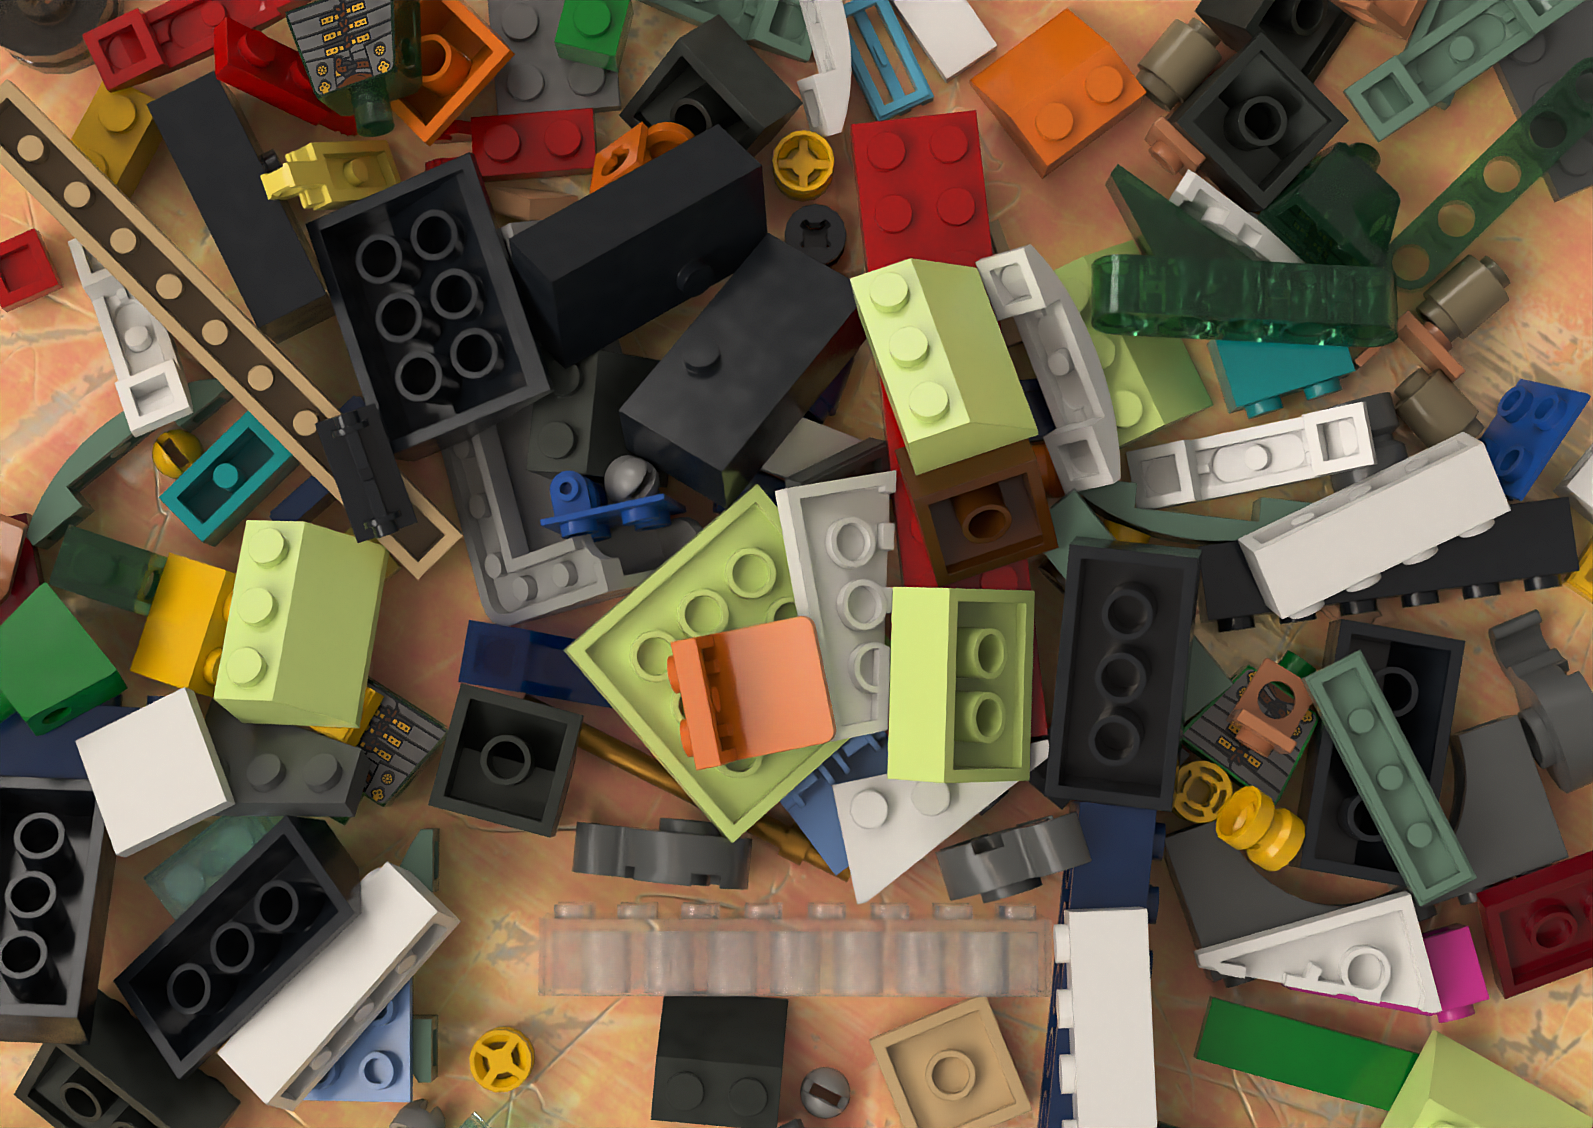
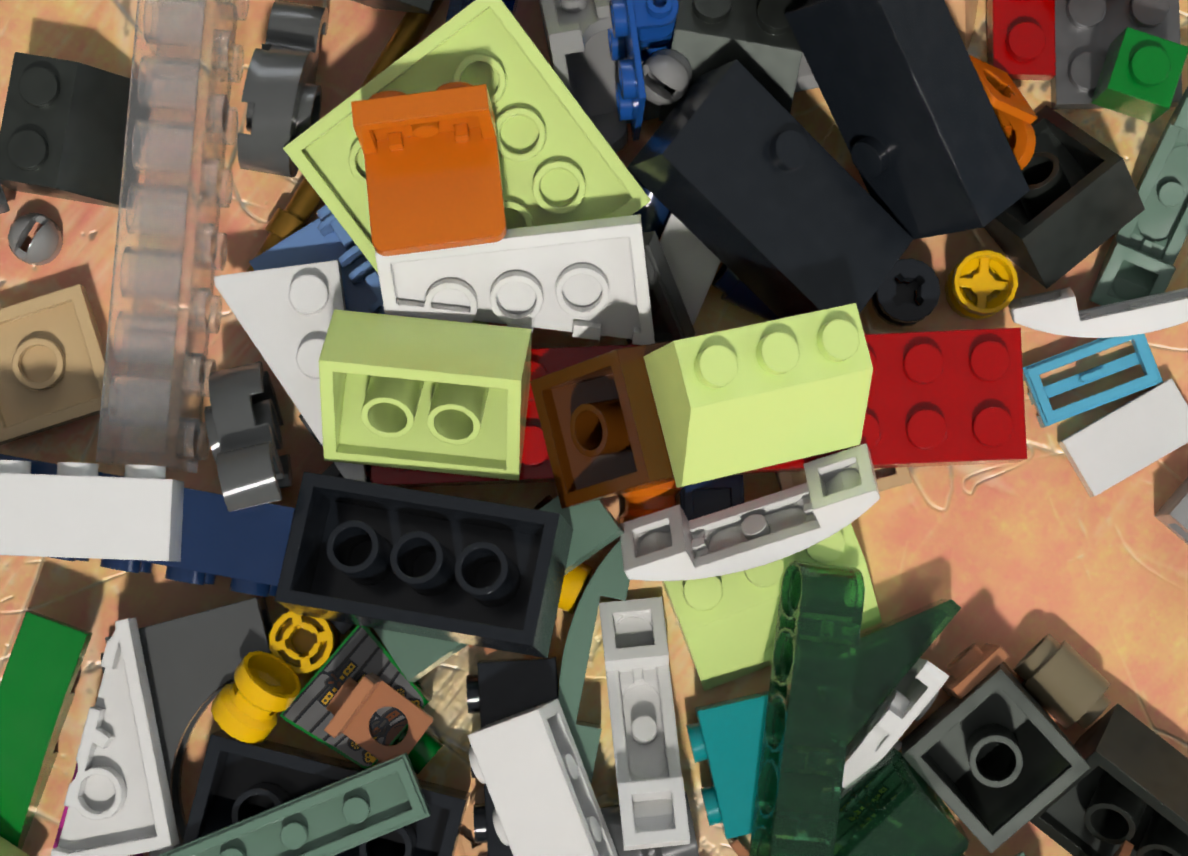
camera: 95 degrees right, 0 degrees up
(1058, 91) = (1041, 556): orange slope -> none

